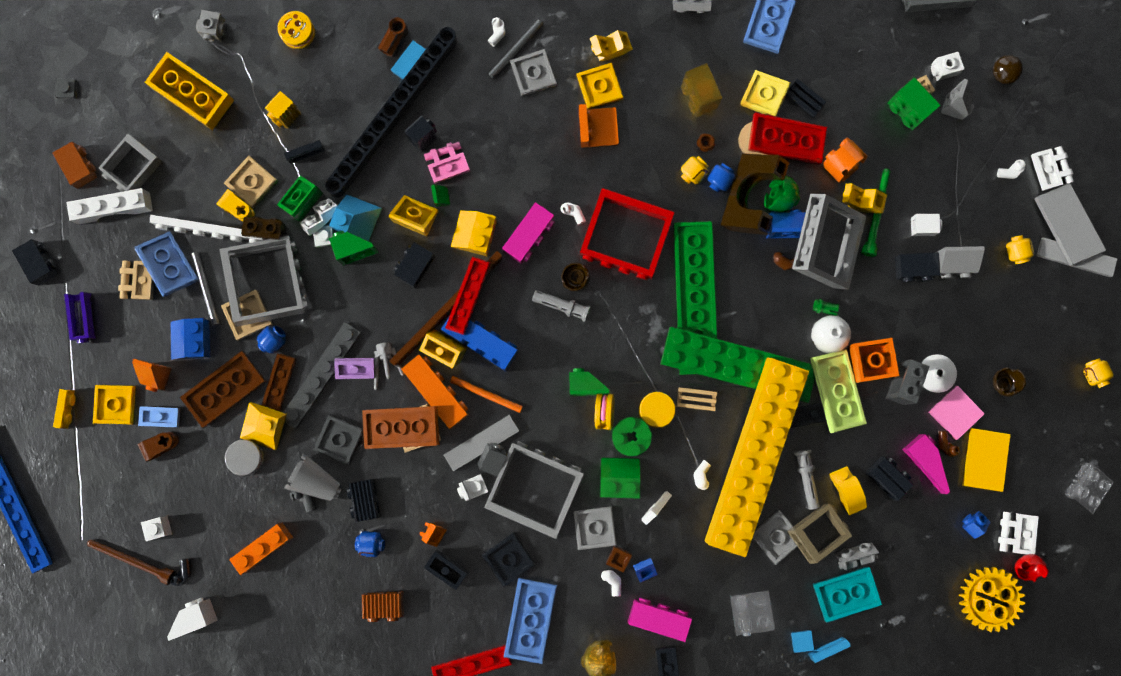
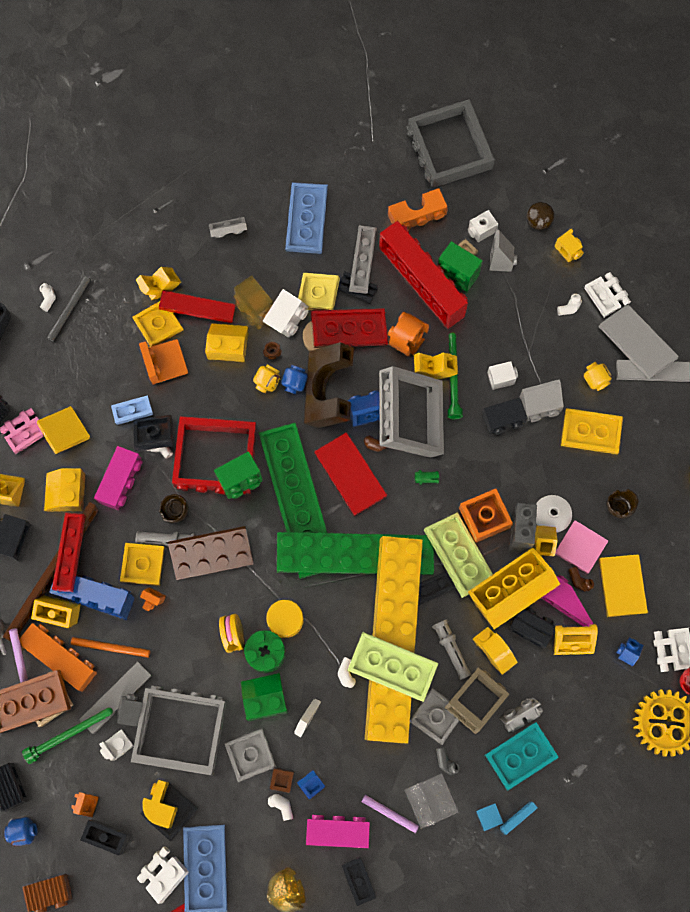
camera: 15 degrees left, 10 degrees down
(394, 475) = (32, 753): none -> green piece
(400, 382) = (18, 655): none -> lavender bar
(440, 195) = (23, 463): green slope -> none
(485, 172) = (63, 430): none -> yellow tile
(495, 620) = (168, 877): none -> white plate
(498, 558) = (155, 809): none -> yellow brick
(533, 72) = (90, 326): light grey tile -> none
(533, 323) = (142, 564): none -> yellow plate
(536, 358) = (152, 598): none -> orange tile
(556, 168) = (132, 410): none -> light blue plate
(572, 197) = (153, 433): none -> black tile
(585, 384) = (206, 611): green slope -> none
(601, 329) = (210, 552): none -> plate
(642, 79) = (197, 306): none -> red tile
(647, 264) = (238, 475): none -> green brick
(664, 123) = (226, 342): none -> yellow slope
(703, 392) = (315, 599): tan tile -> none
(711, 614) = (390, 813): none -> lavender bar
(730, 110) = (286, 313): none -> white brick
(750, 484) = (392, 666): none -> yellowish green tile
(752, 285) = (350, 474): none -> red tile
(774, 583) = (446, 764): none -> dark grey arm
(783, 195) = (358, 380): green cylinder -> none
(818, 71) = (362, 259): none -> light grey tile
(831, 334) = (438, 501): white cylinder -> none
(869, 36) = (433, 208): none -> orange arch
(875, 102) = (422, 274): none -> red brick
(883, 438) = (514, 588): none -> yellow brick
(927, 400) = (545, 540): none -> yellow brick
(927, 500) = (581, 644): none -> yellow plate
(998, 302) = (591, 431): none -> yellow tile
(1028, 109) = (569, 246): none -> yellow brick

